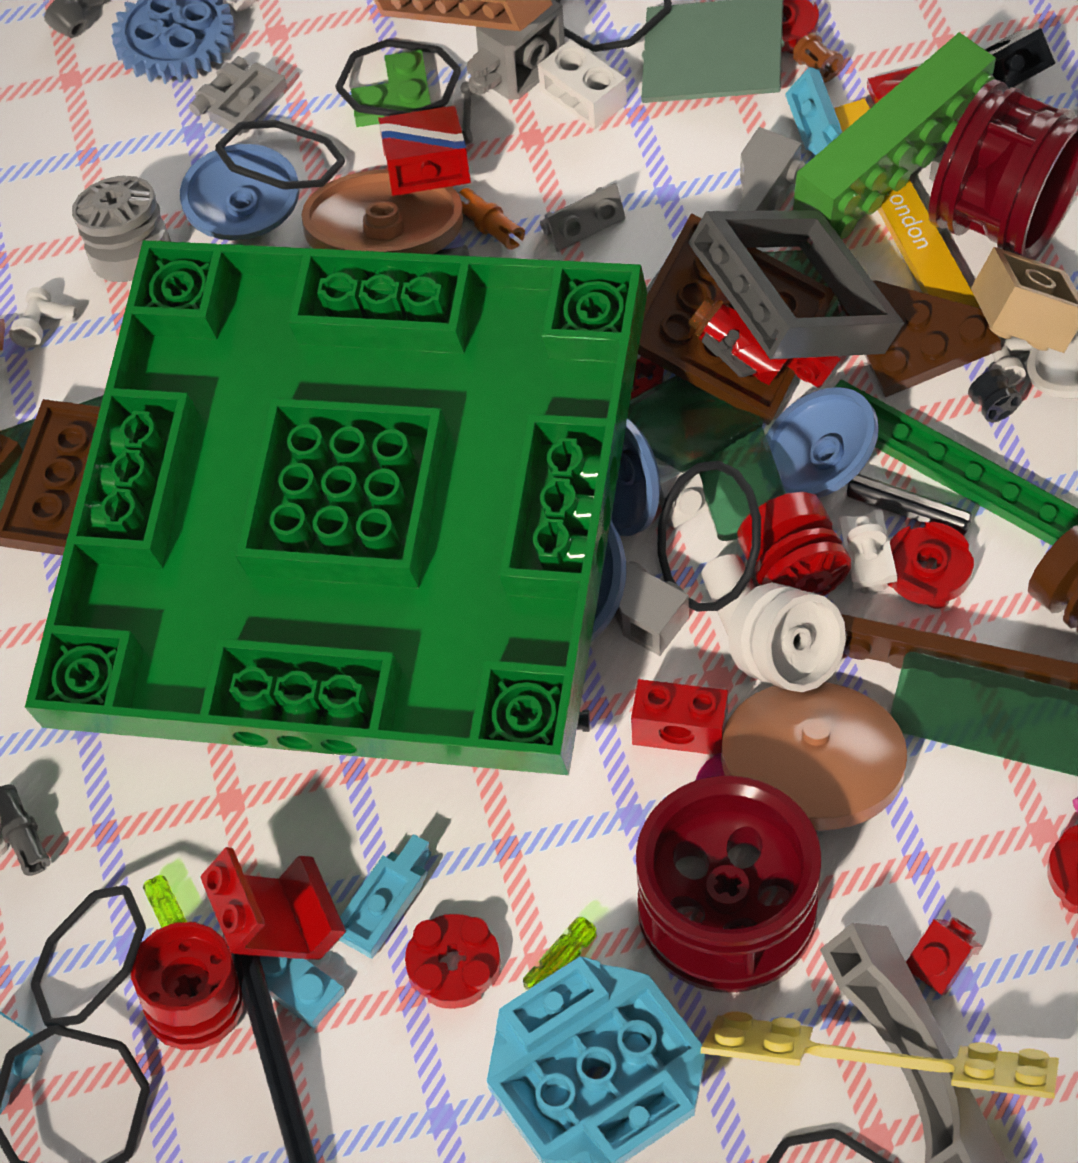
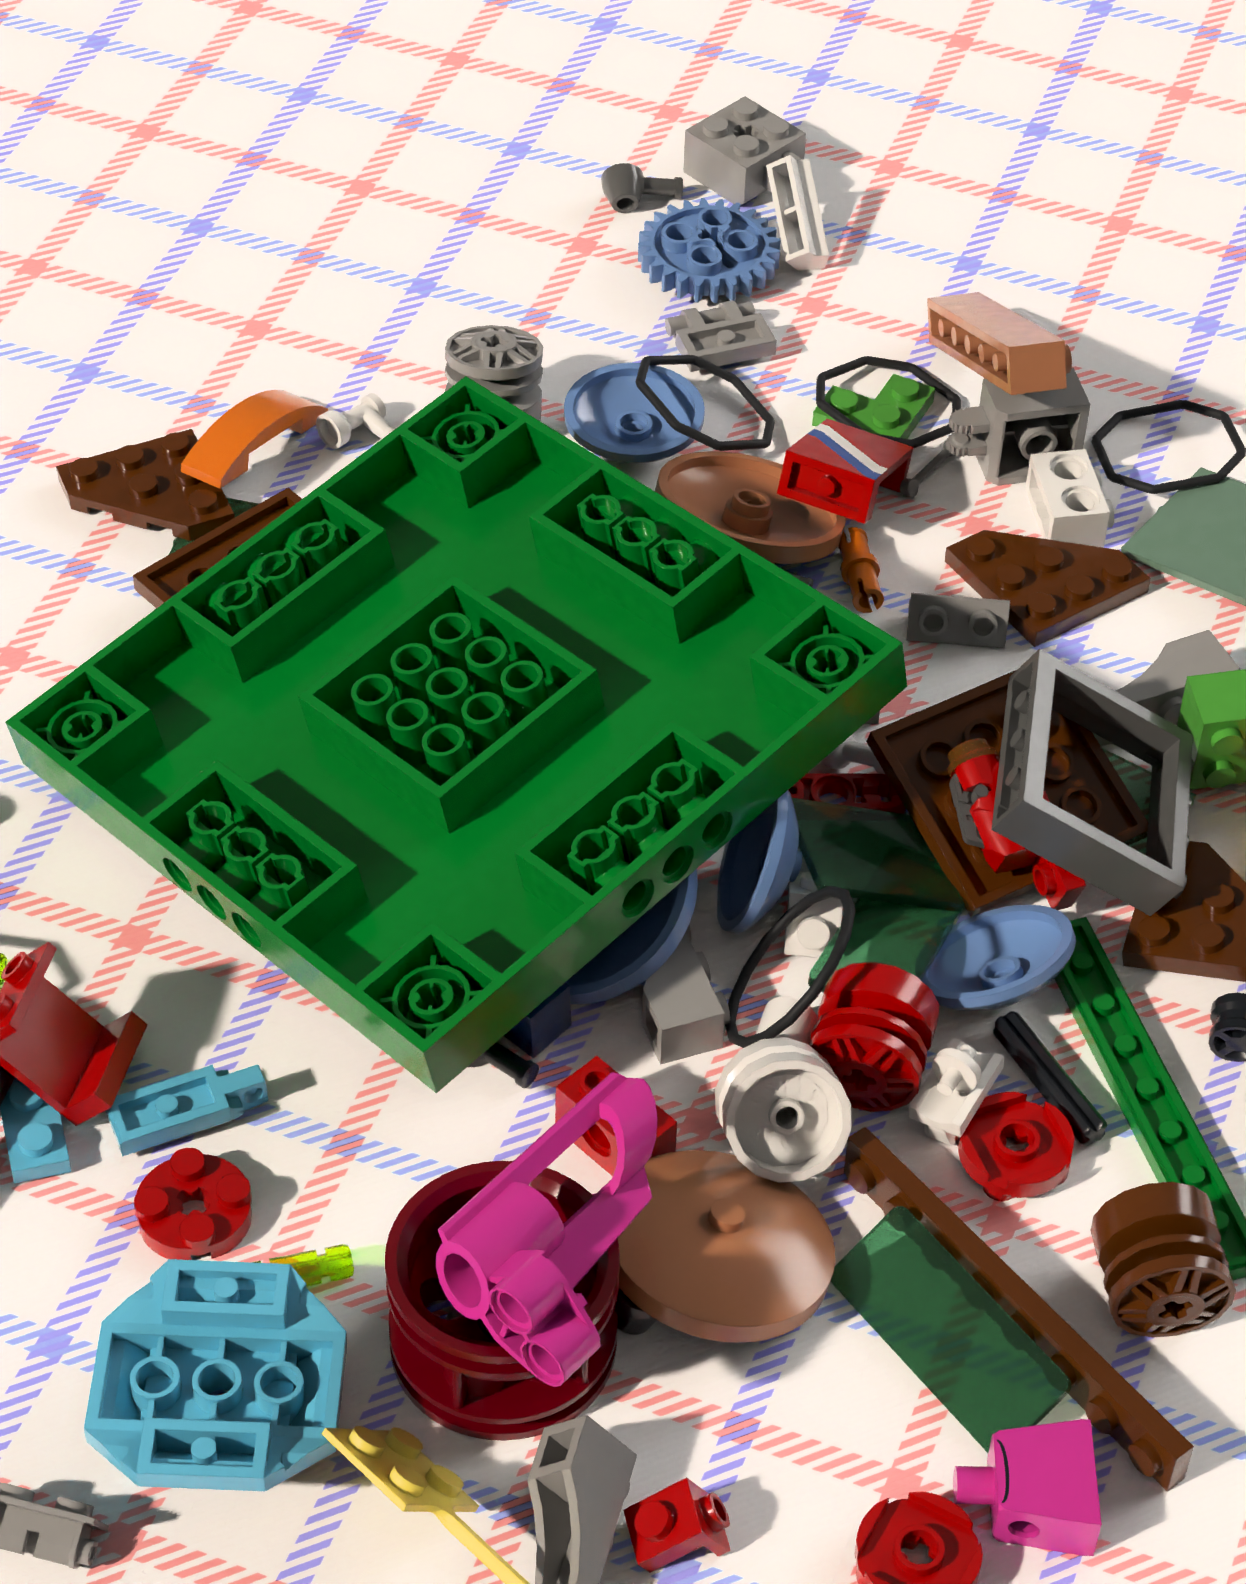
camera: 30 degrees right, 10 degrees down
(612, 149) = (1046, 580): none -> reddish brown plate
(750, 846) = (516, 1260): none -> dark pink panel

